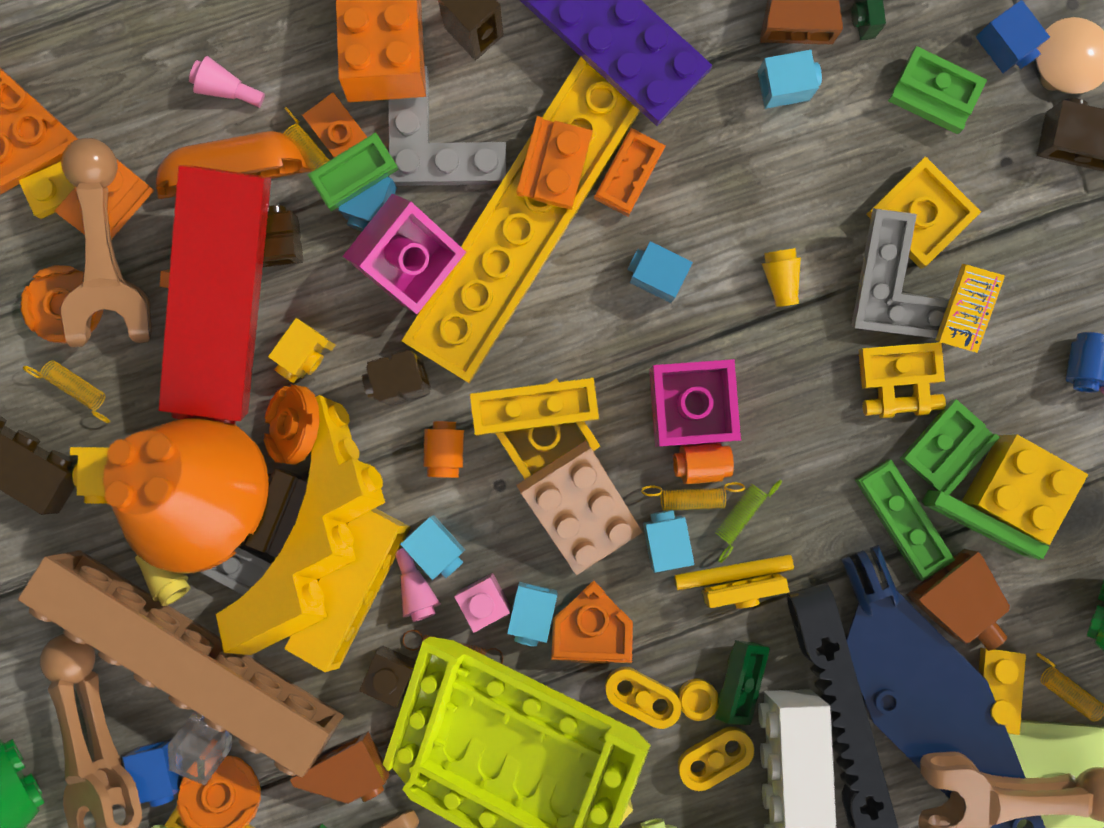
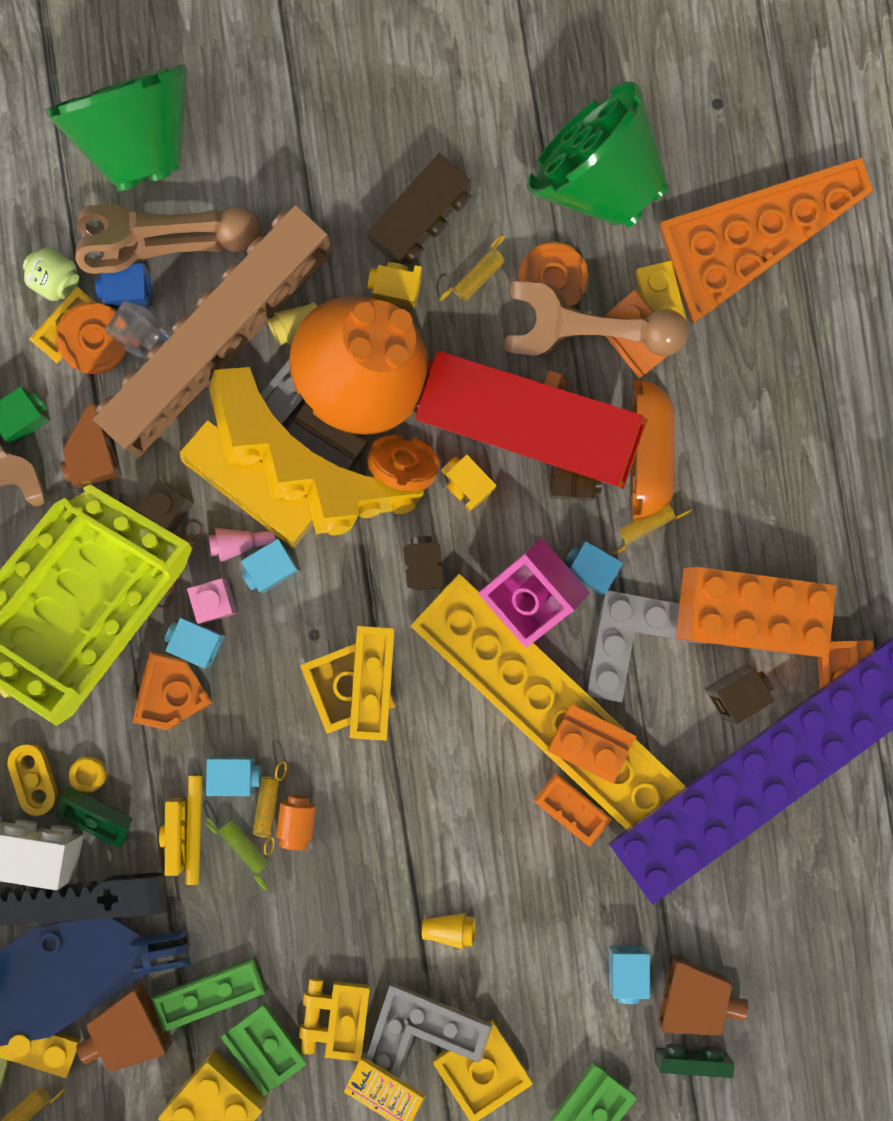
camera: 100 degrees right, 0 degrees up
(214, 80) = (727, 452): bright pink cone -> none
(334, 125) = (657, 555): orange plate -> none
(353, 172) = (616, 561): bright green tile -> none
(443, 450) = (354, 592): orange brick -> none
(580, 508) = (276, 704): plate -> none
(640, 698) = (100, 724): yellow plate -> none
(659, 271) = (476, 818): dark azure brick -> none
(694, 403) = (348, 825): dark pink brick -> none
(984, 525) = (188, 1065): bright green tile -> none

